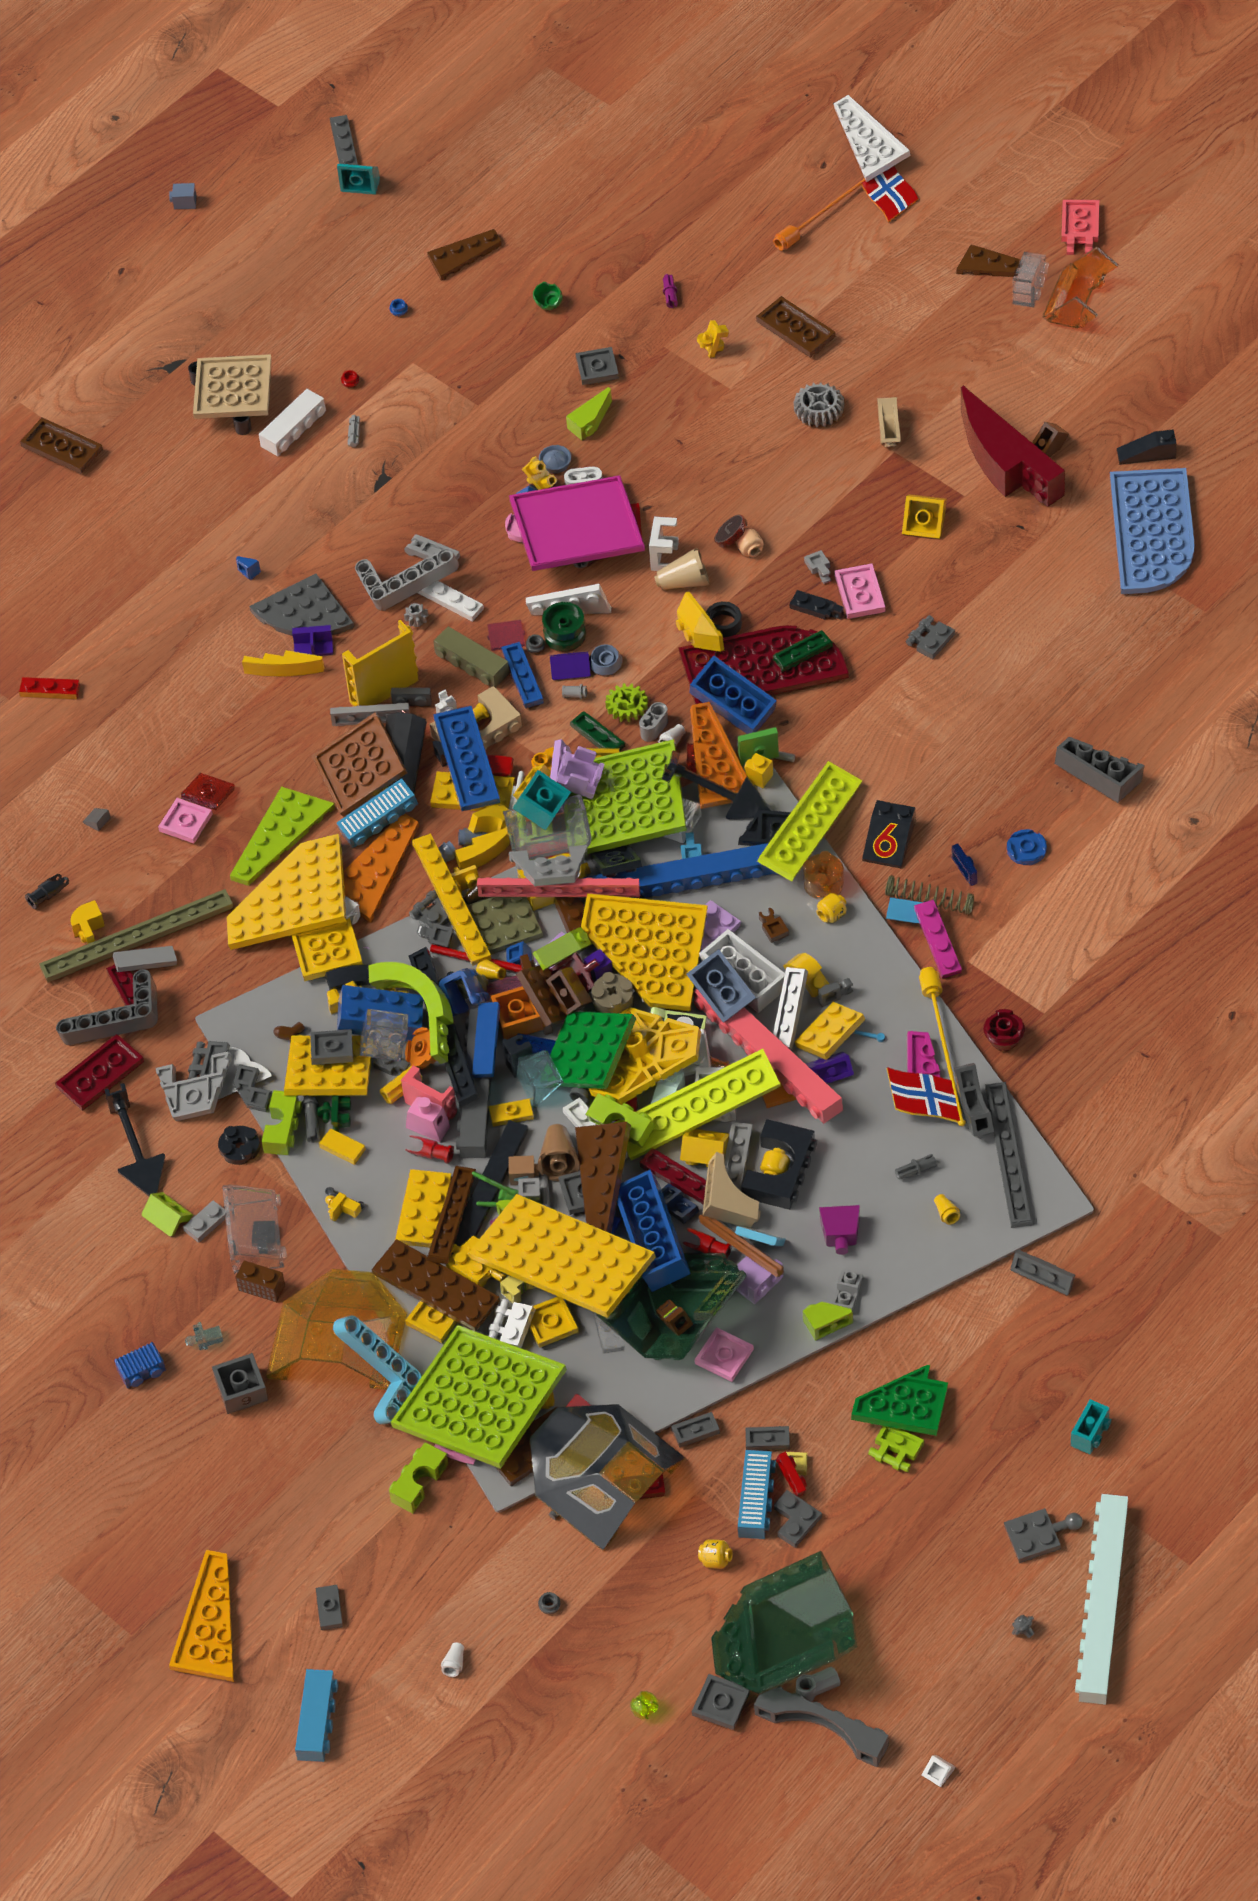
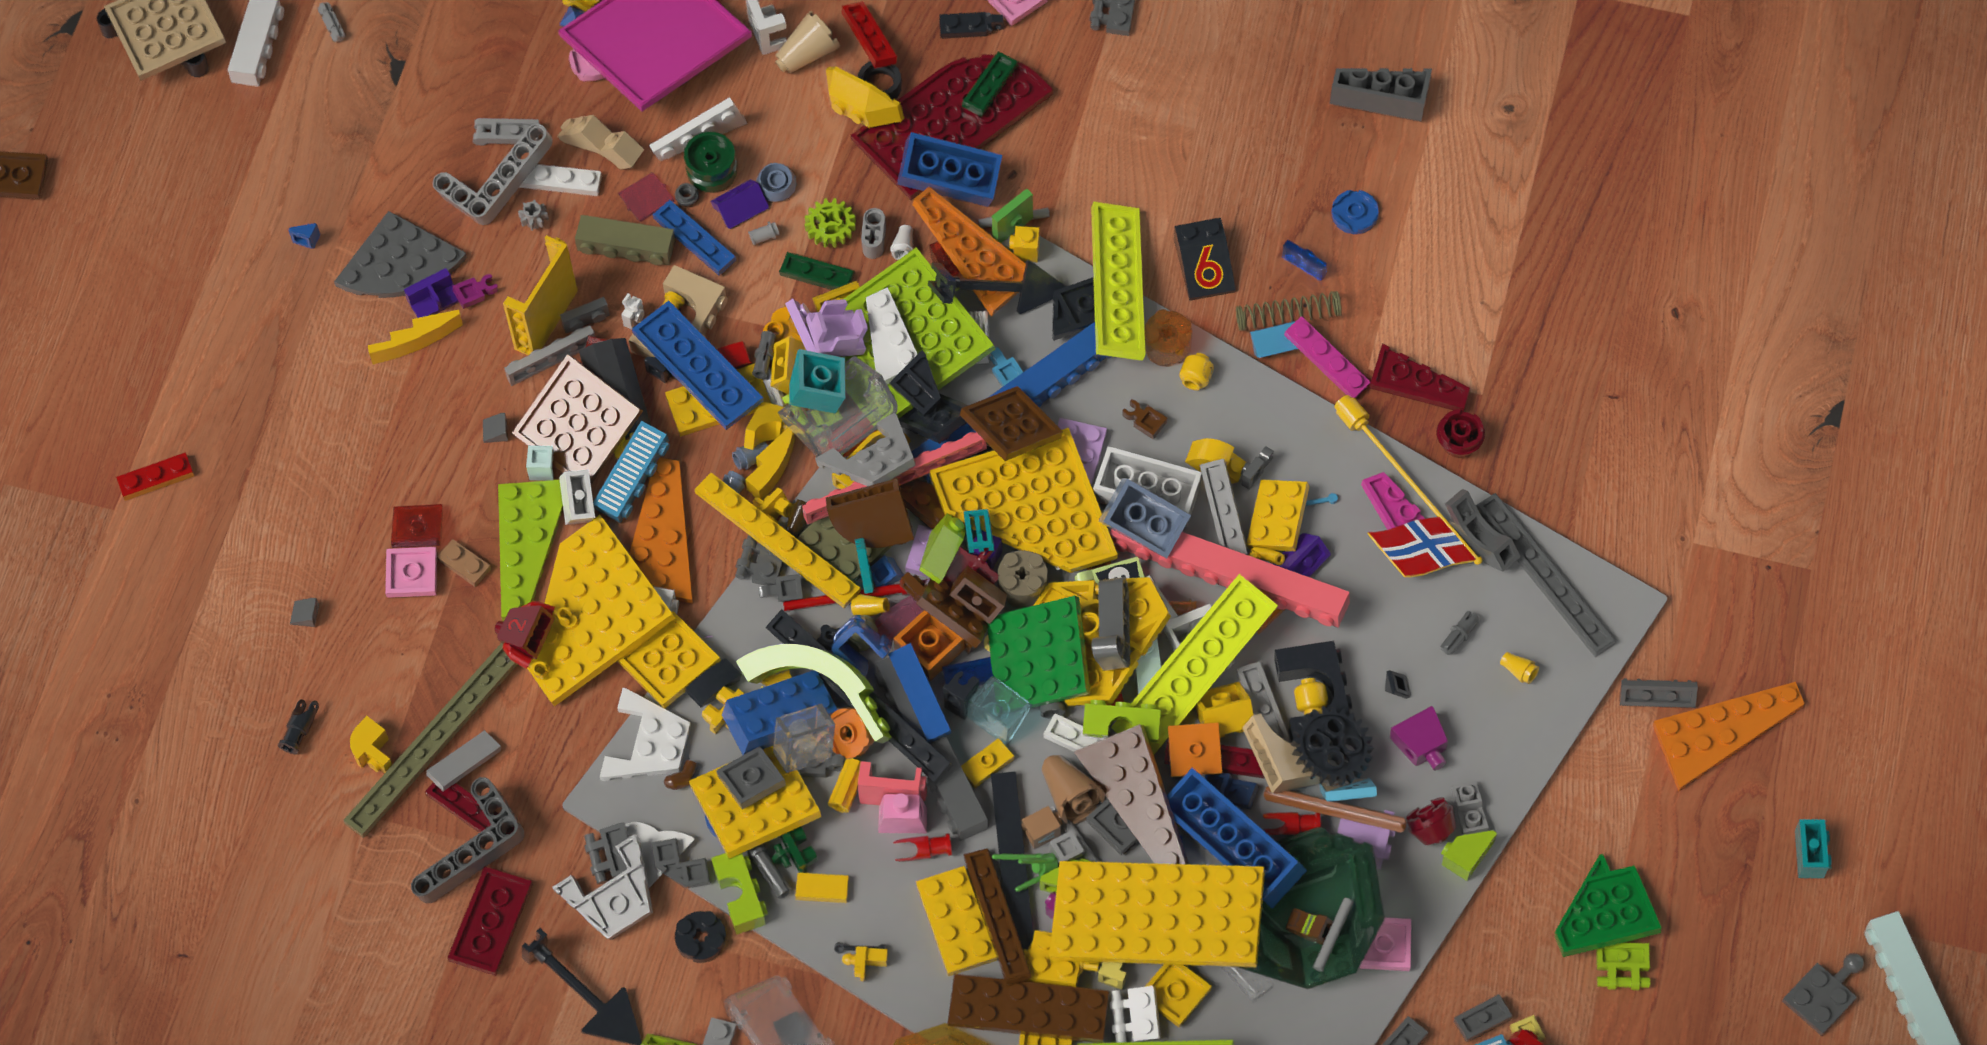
camera: 30 degrees left, 10 degrees up
(226, 830) = (464, 563): none -> medium nougat plate
(236, 887) = (526, 631): none -> dark red torso
(286, 1003) = (658, 742): none -> white wing
(303, 749) = (495, 428): none -> dark grey slope
(317, 781) = (540, 463): none -> light aqua panel
(328, 814) = (577, 497): none -> white brick
(337, 647) = (472, 292): none -> magenta plate
(491, 578) = (592, 135): none -> tan arch
(501, 939) = (864, 565): none -> teal tile
(520, 772) = (765, 346): none -> dark grey pin
(524, 905) = (872, 514): none -> reddish brown brick
(591, 955) = (980, 544): none -> teal tile
(614, 831) = (917, 385): none -> black wing
(615, 797) = (889, 336): none -> white wing
(643, 1059) = (1113, 644): none -> dark grey beam
(663, 882) = (1011, 423): none -> reddish brown plate
(665, 1161) = (1196, 748): none -> orange plate
(676, 1332) = (1333, 934): none -> light grey bar
(733, 583) = (869, 34): none -> red plate
(745, 1202) = (1347, 733): none -> black gear
(806, 1055) = (1268, 555): none -> yellow arm
(809, 1285) = (1432, 822): none -> dark red cone
(846, 1183) = (1396, 684): none -> black slope
(992, 979) = (1408, 379): none -> dark red wing
(1074, 1319) = (1715, 732): none -> orange wing

